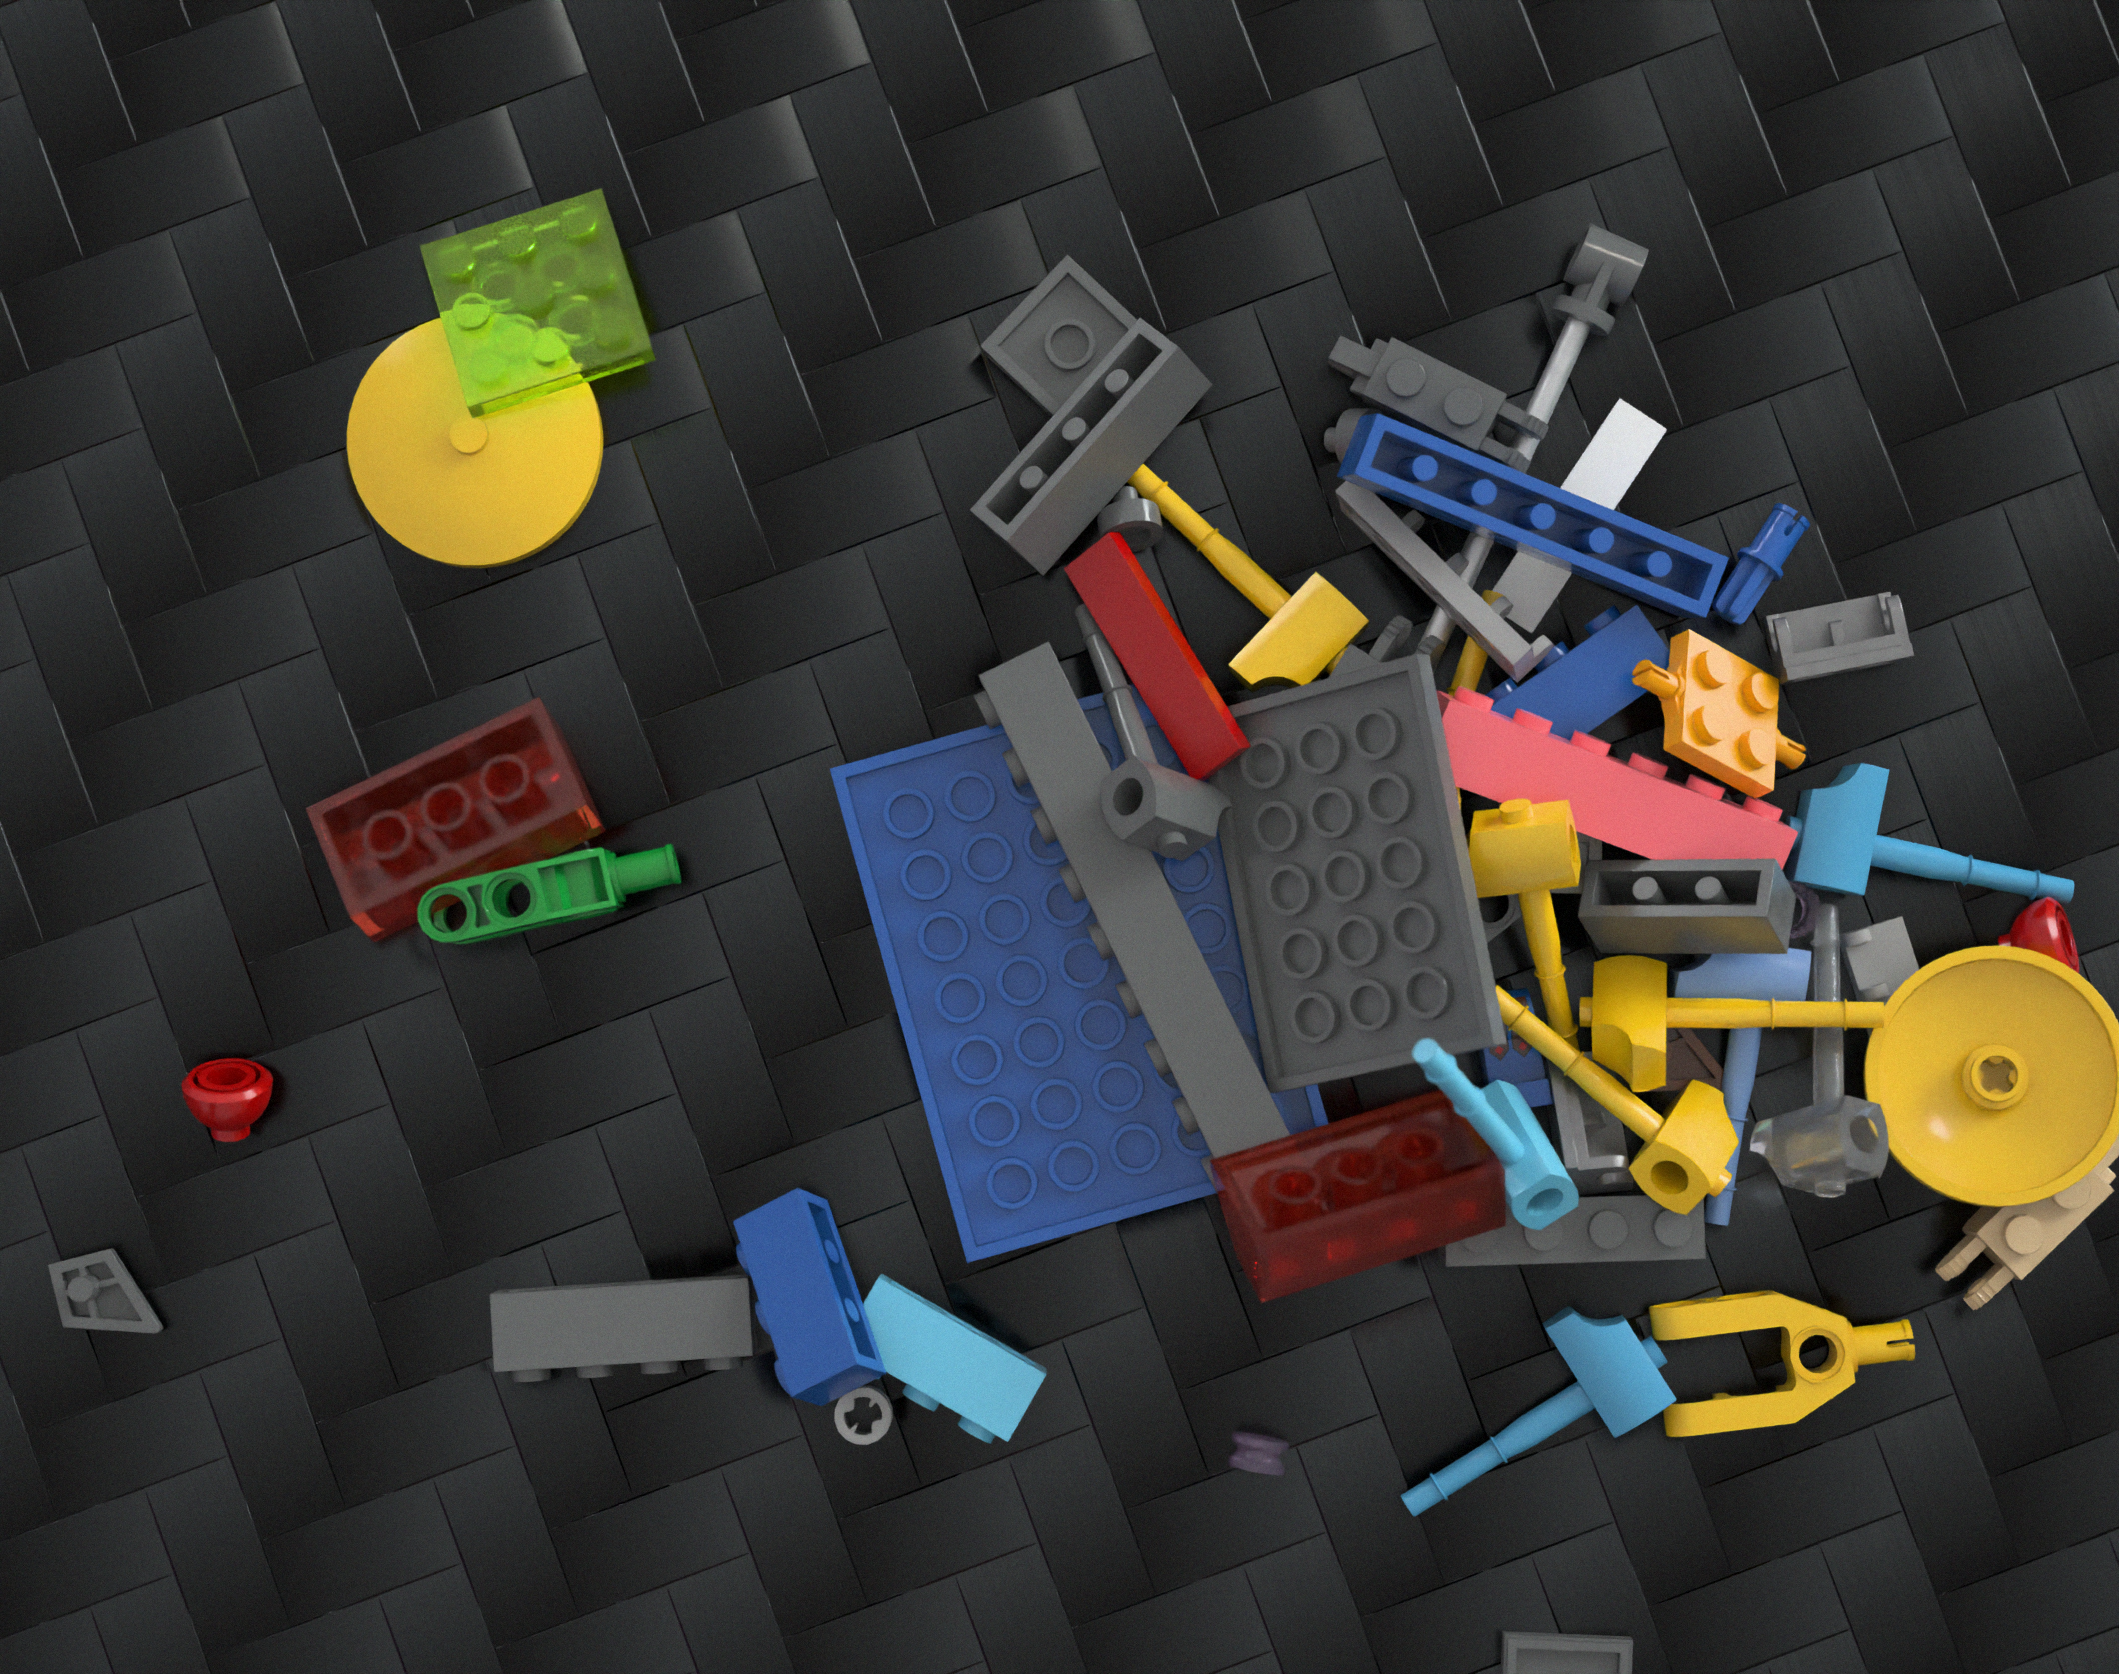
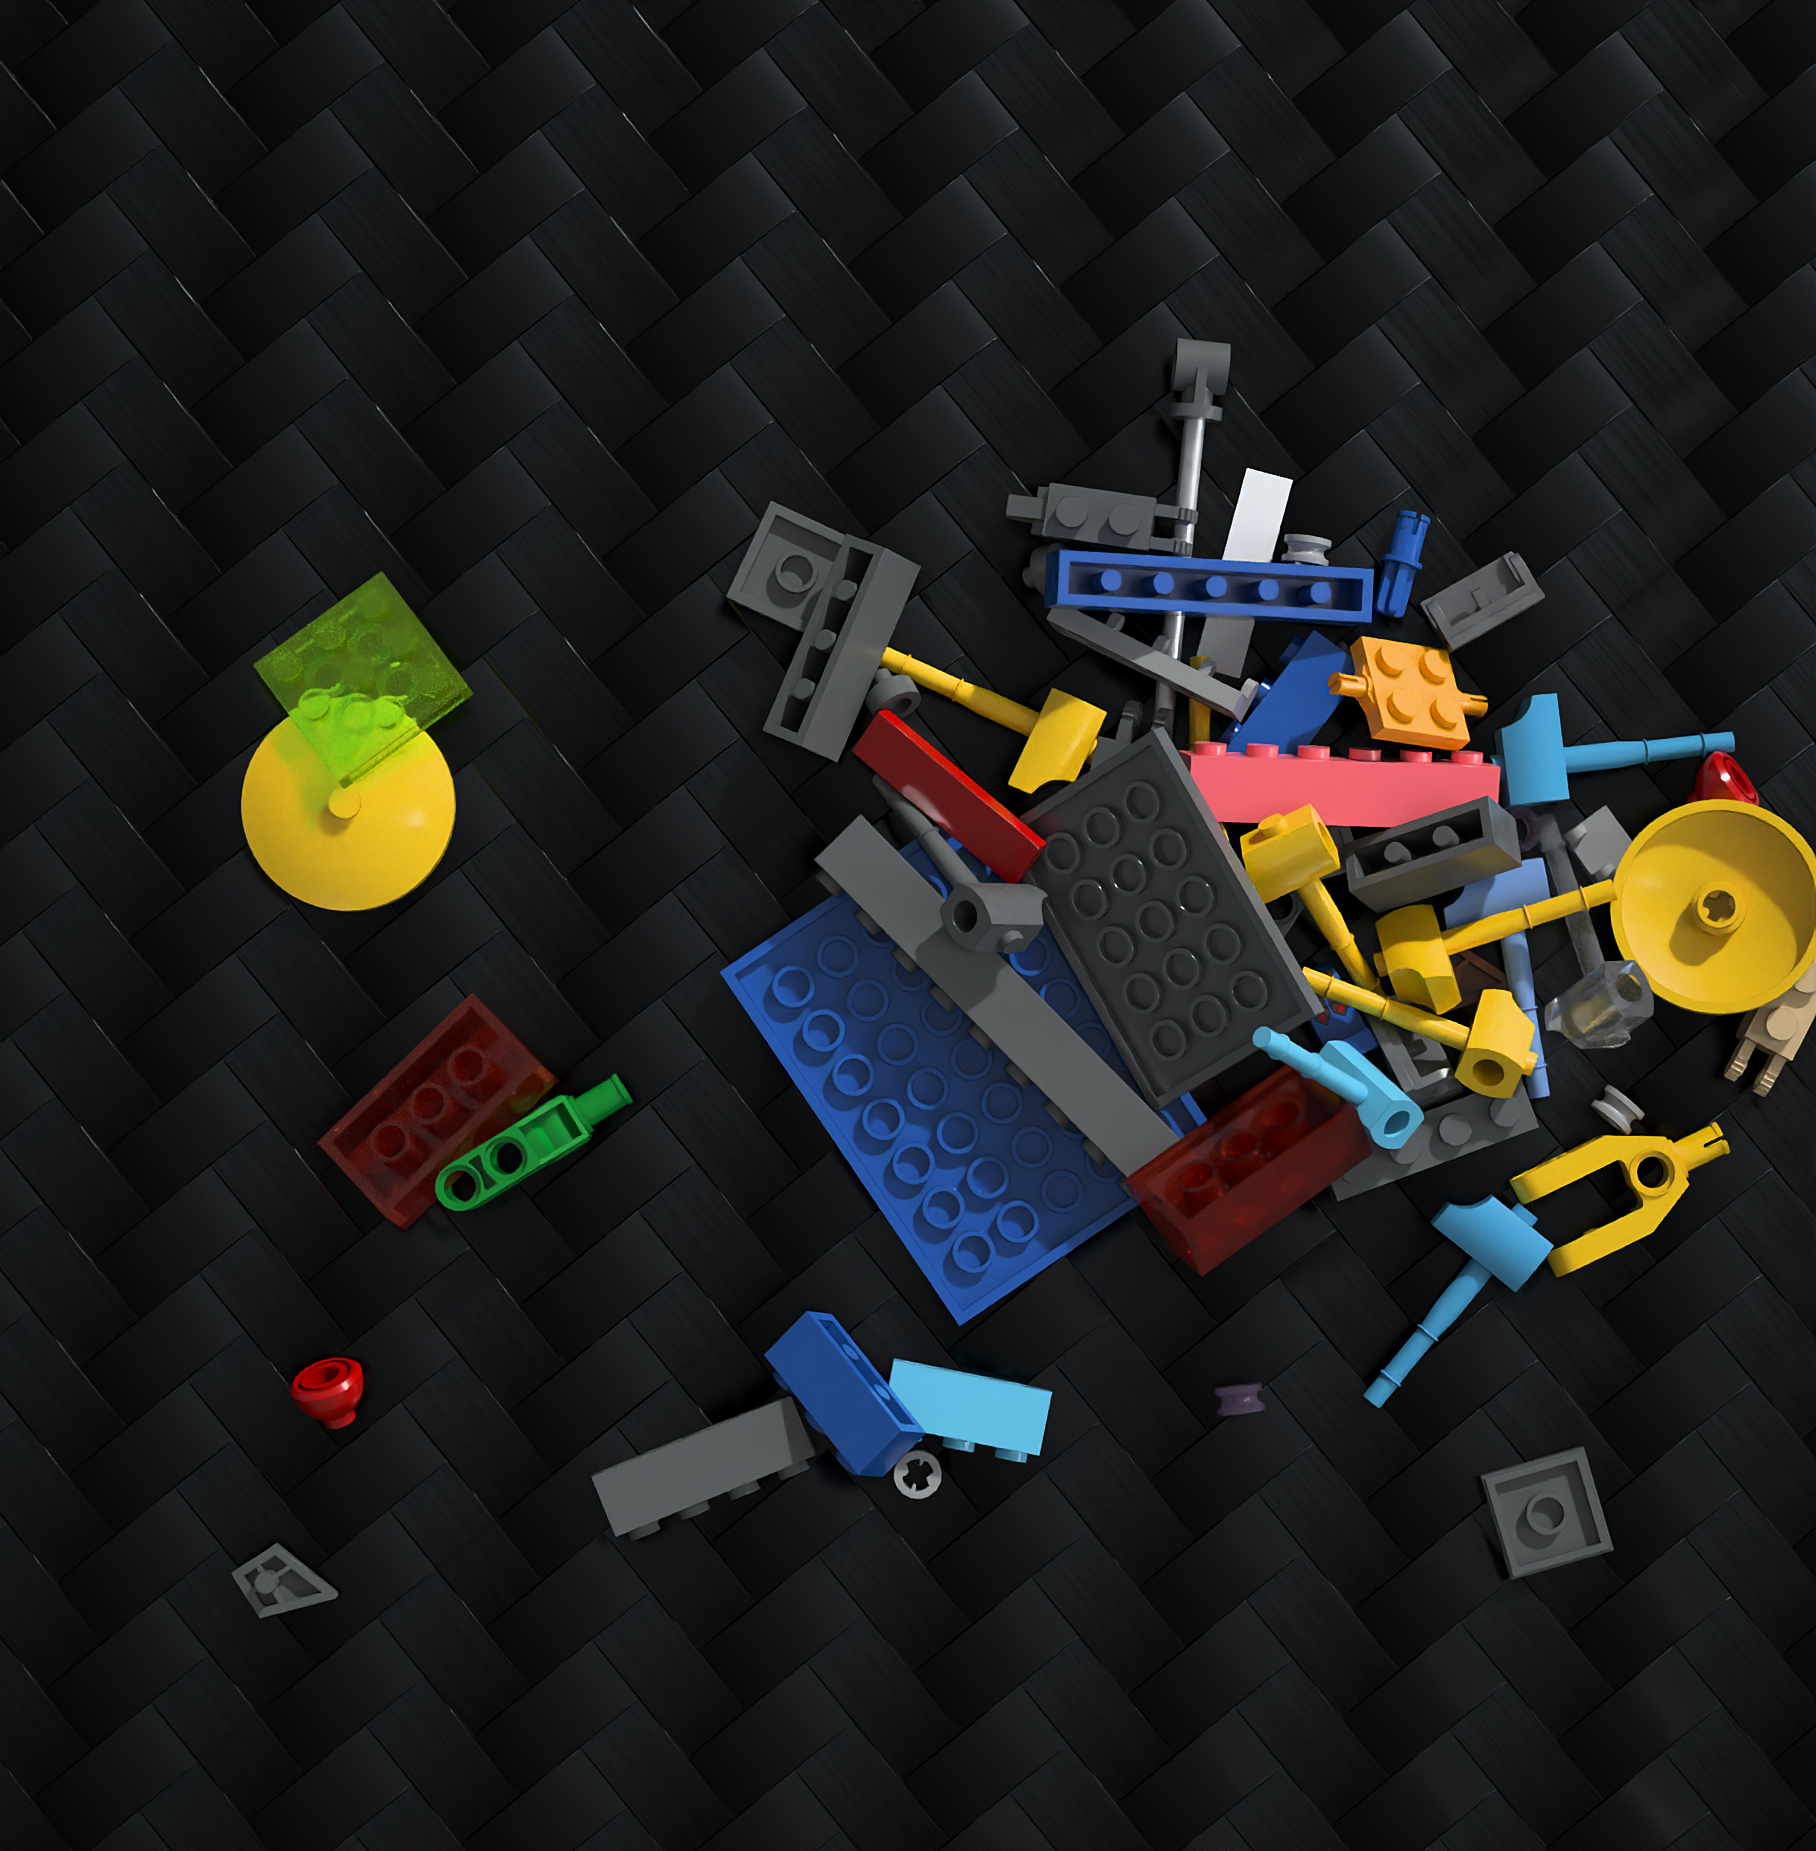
camera: 25 degrees left, 0 degrees up
(1657, 510) = (1305, 550): none -> light grey bush
(1800, 1268) = (1617, 1109): none -> light grey bush

